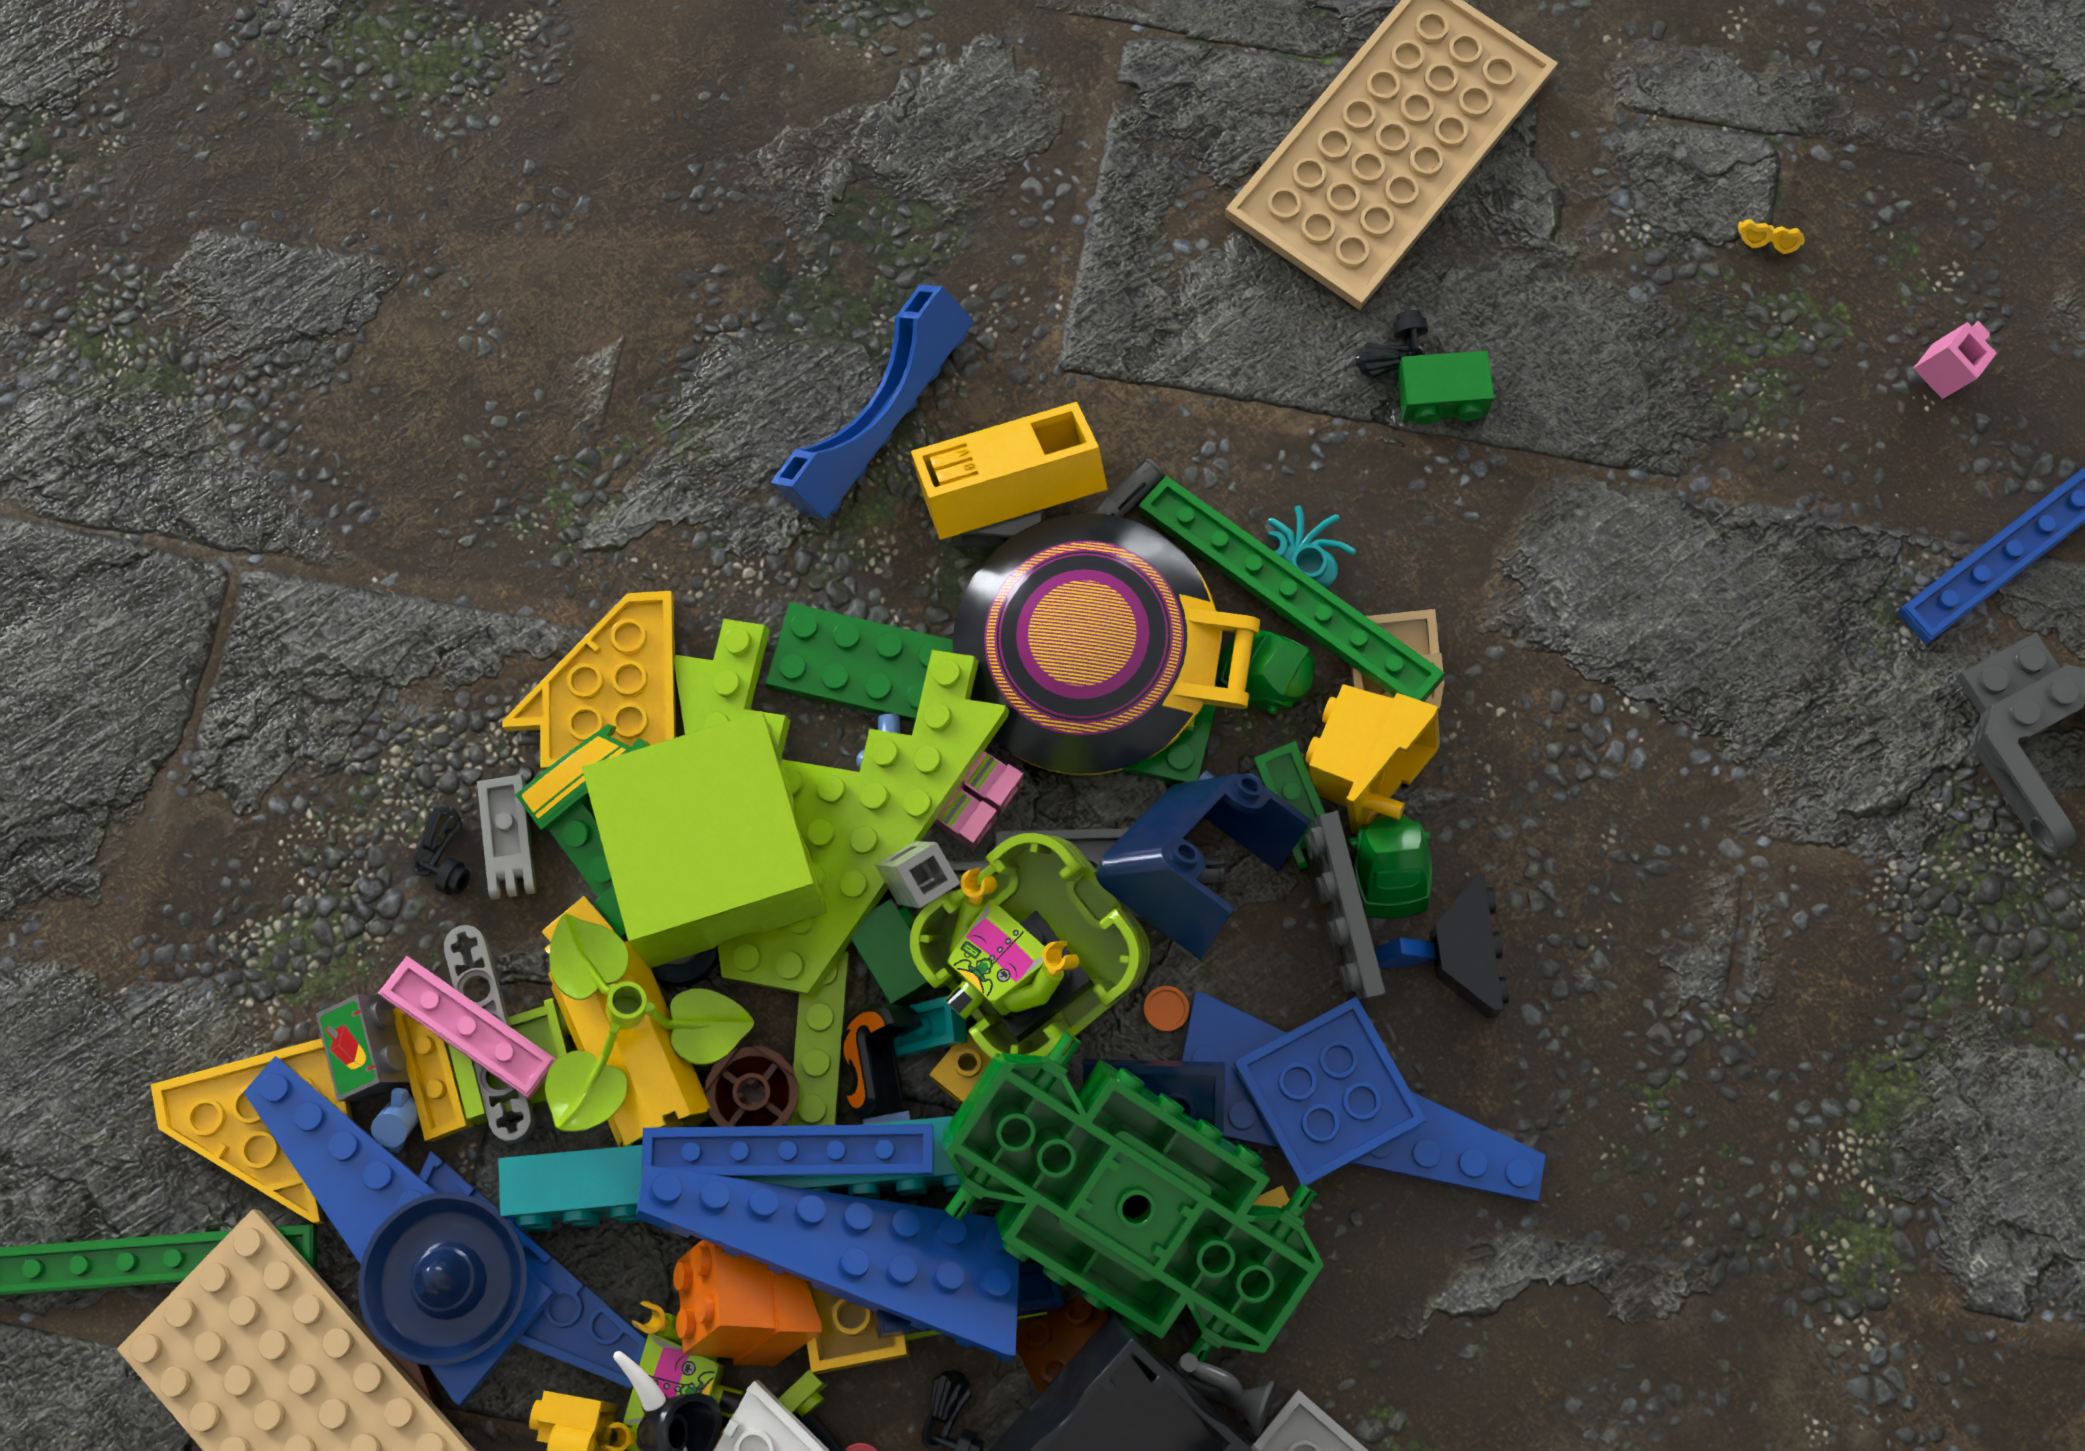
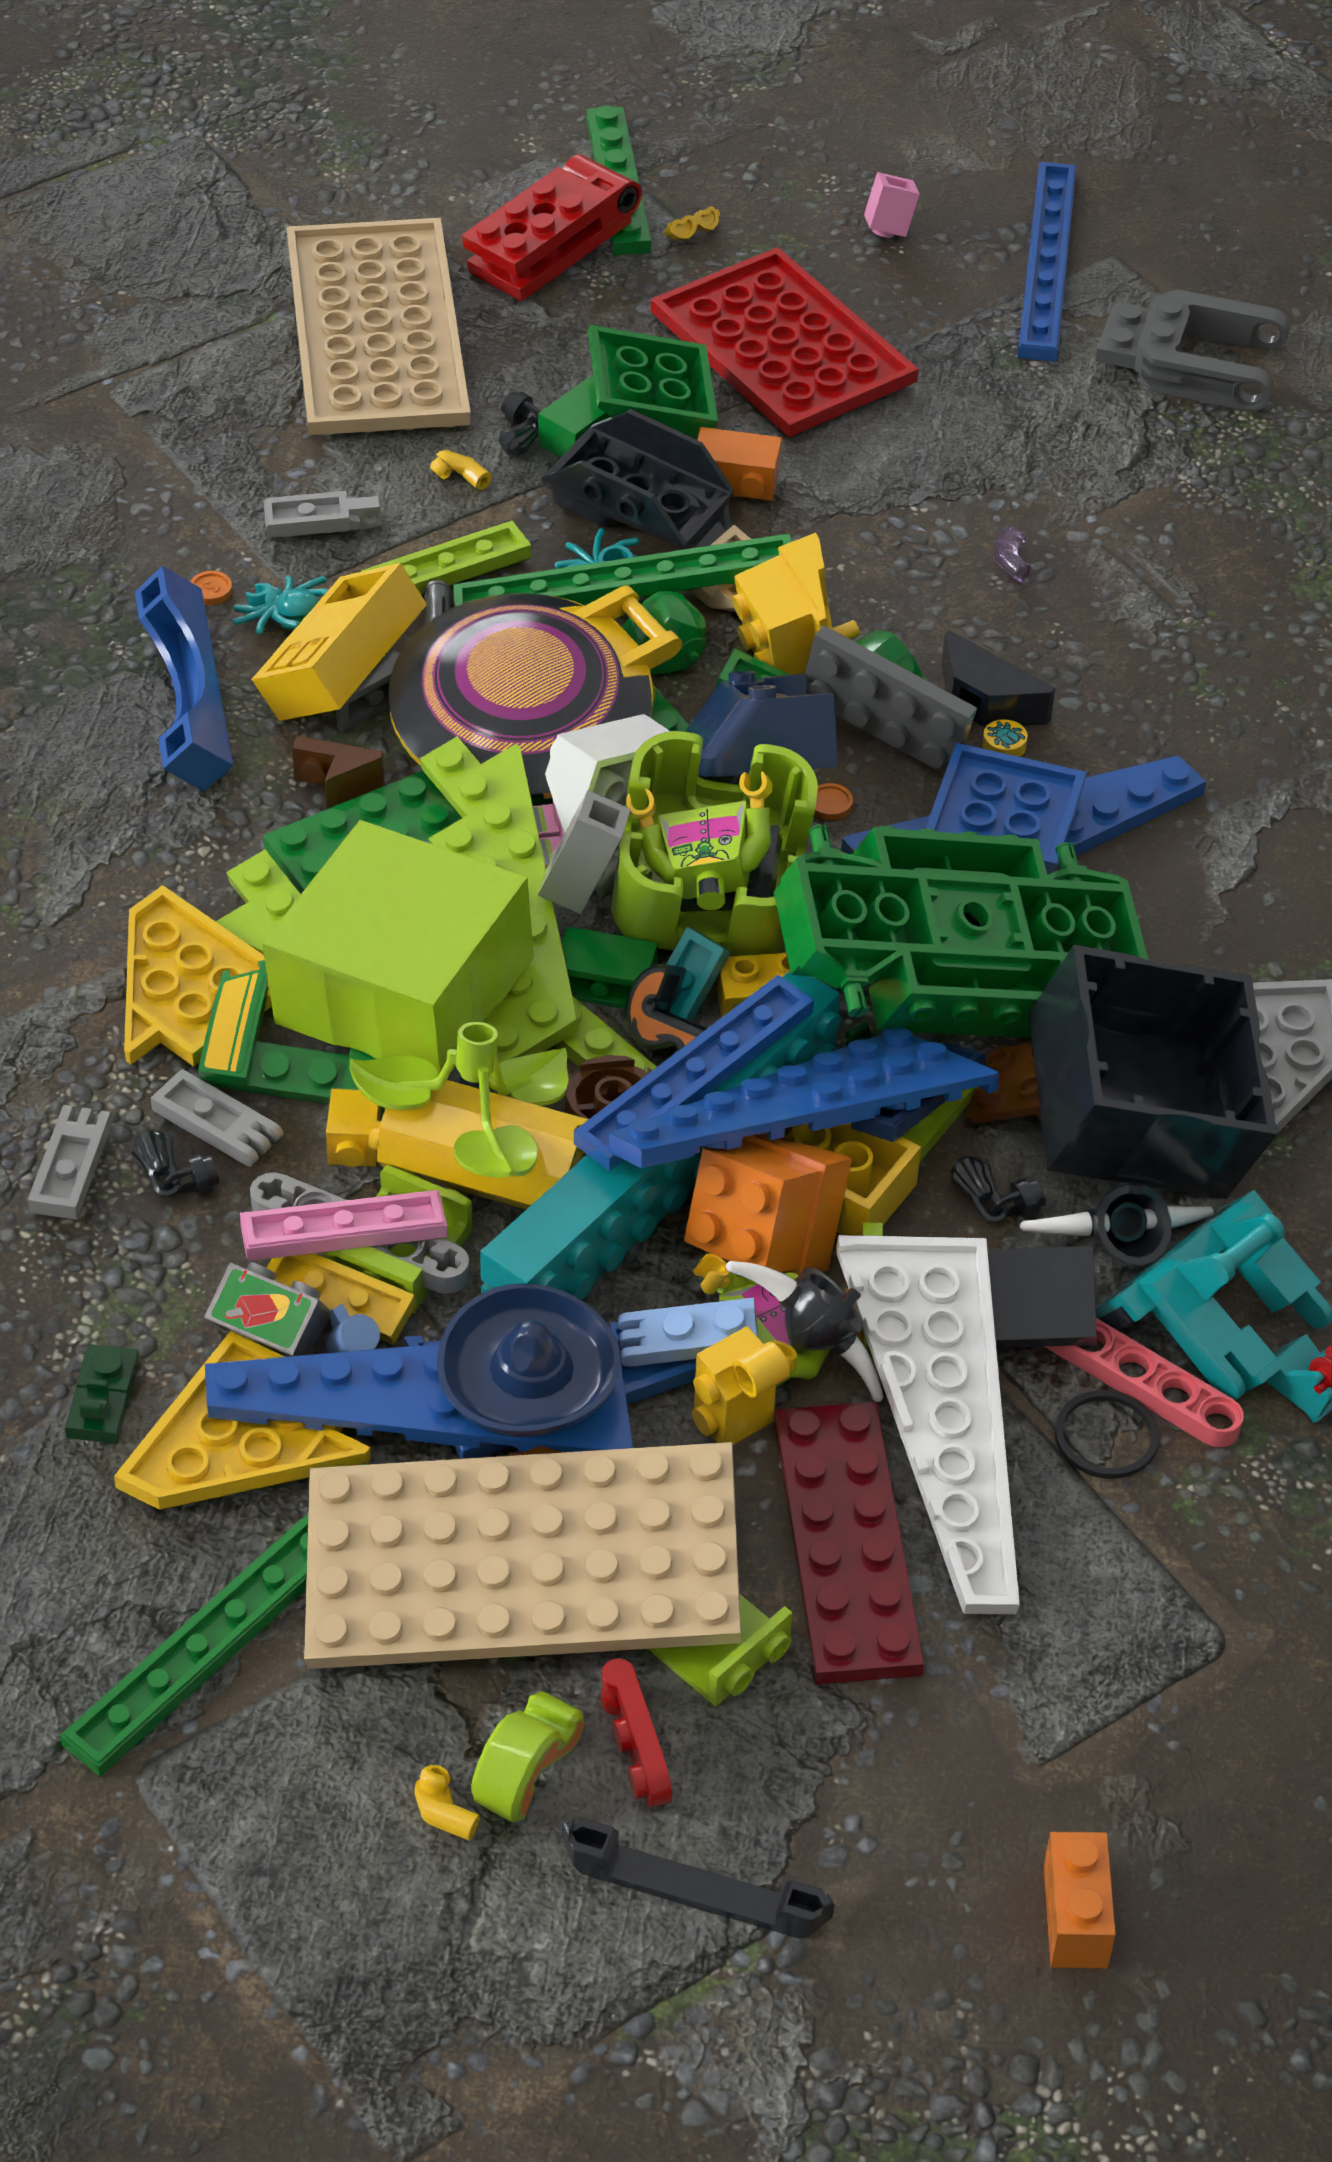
camera: 50 degrees left, 25 degrees down
(222, 1001) = (102, 1394): none -> dark green plate
(382, 784) = (69, 1163): none -> light grey hinge
(592, 1343) = (681, 1330): none -> light blue hinge
(902, 597) = (342, 768): none -> reddish brown slope
(1000, 315) = (215, 586): none -> orange piece
(1025, 382) = (285, 607): none -> teal animal
(1052, 790) = (596, 761): none -> white slope
(1143, 311) = (320, 514): none -> light grey hinge
(1187, 447) = (465, 556): none -> lime plate
(1235, 942) = (833, 802): none -> orange piece
(1307, 350) = (464, 465): none -> yellow arm
(1406, 508) = (645, 478): none -> black slope
(1430, 1008) = (1005, 737): none -> tile
(1511, 542) = (746, 460): none -> orange brick
(1514, 408) = (653, 377): none -> green slope
(1633, 151) = (550, 226): none -> red hinge
(1644, 818) = (1007, 554): none -> clear purple arm
(1704, 434) = (784, 341): none -> red plate
(1762, 131) = (613, 149): none -> green plate

